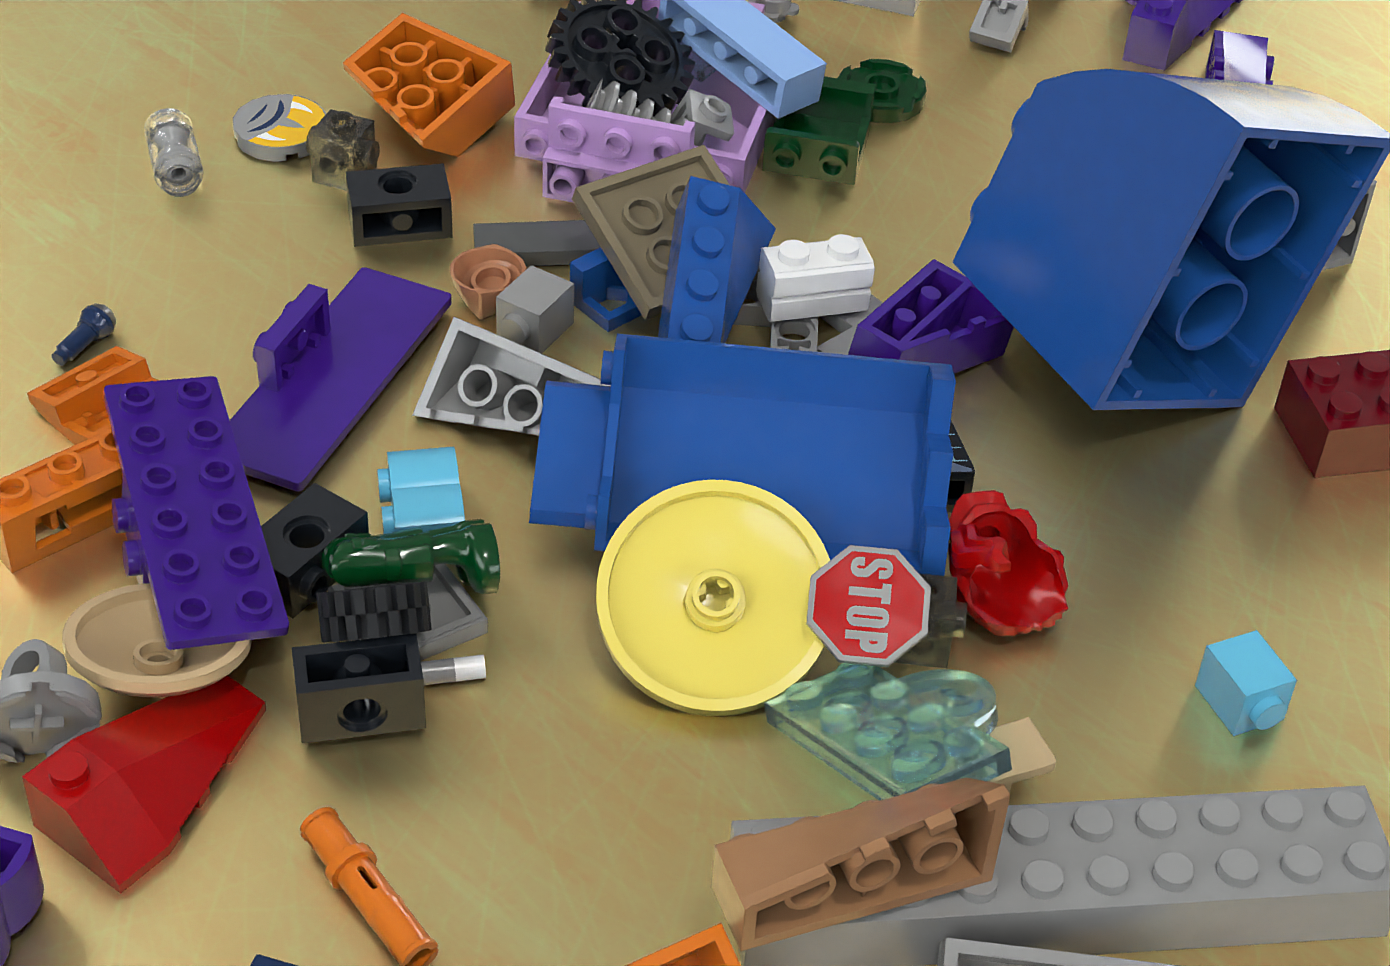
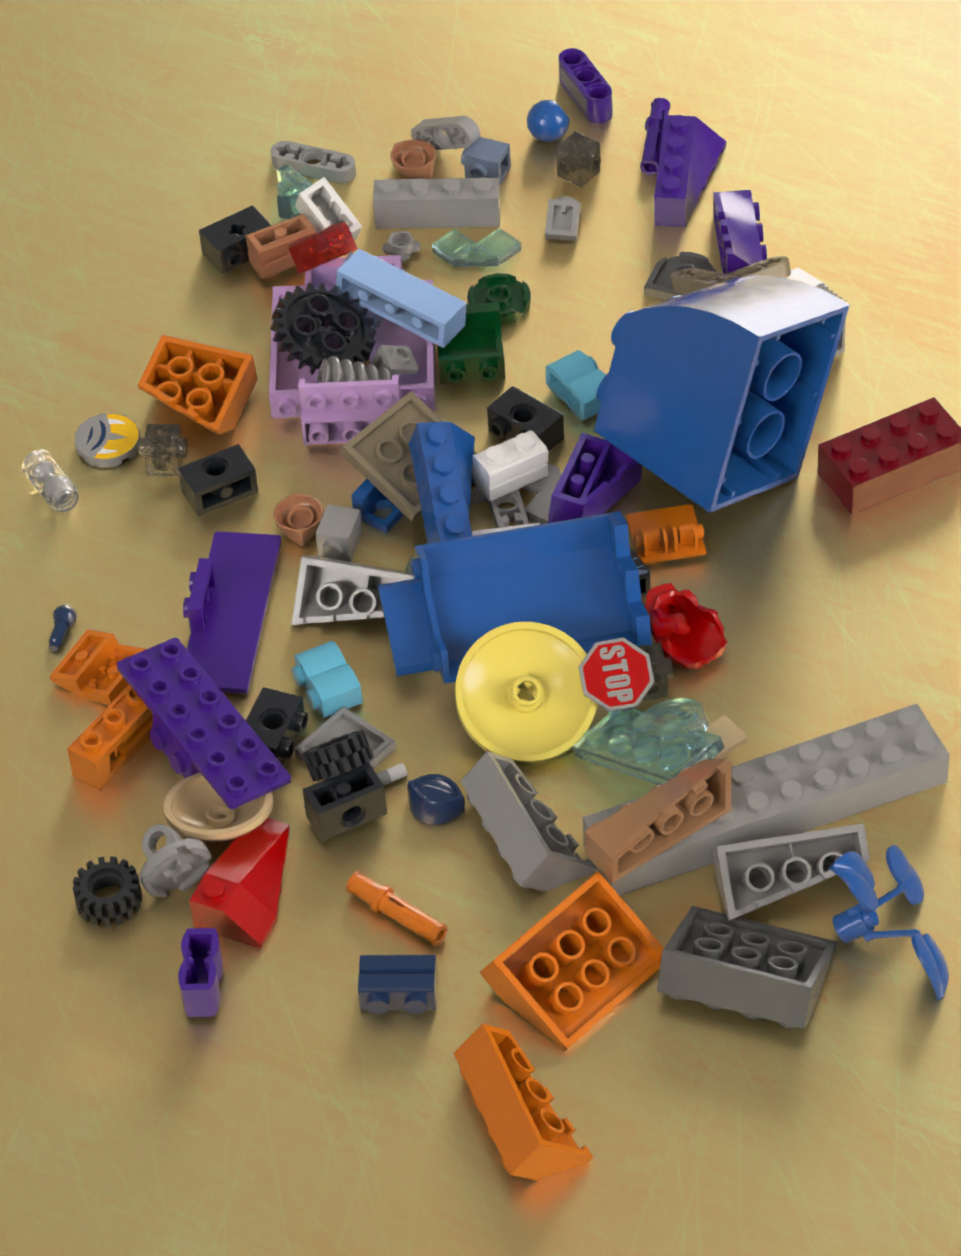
camera: 10 degrees left, 5 degrees up
(411, 556) = (343, 715): dark green piece -> none
(512, 726) = (435, 799): none -> dark blue hat
(540, 241) = (319, 480): dark grey tile -> none
(633, 811) = (523, 826): none -> light grey wedge
(851, 28) = (464, 252): none -> clear light blue tile
(860, 215) = (519, 413): none -> black brick
(943, 204) = (576, 382): none -> medium azure brick
(1019, 432) = (666, 534): none -> orange hinge
(1245, 683) = (839, 660): medium azure brick -> none

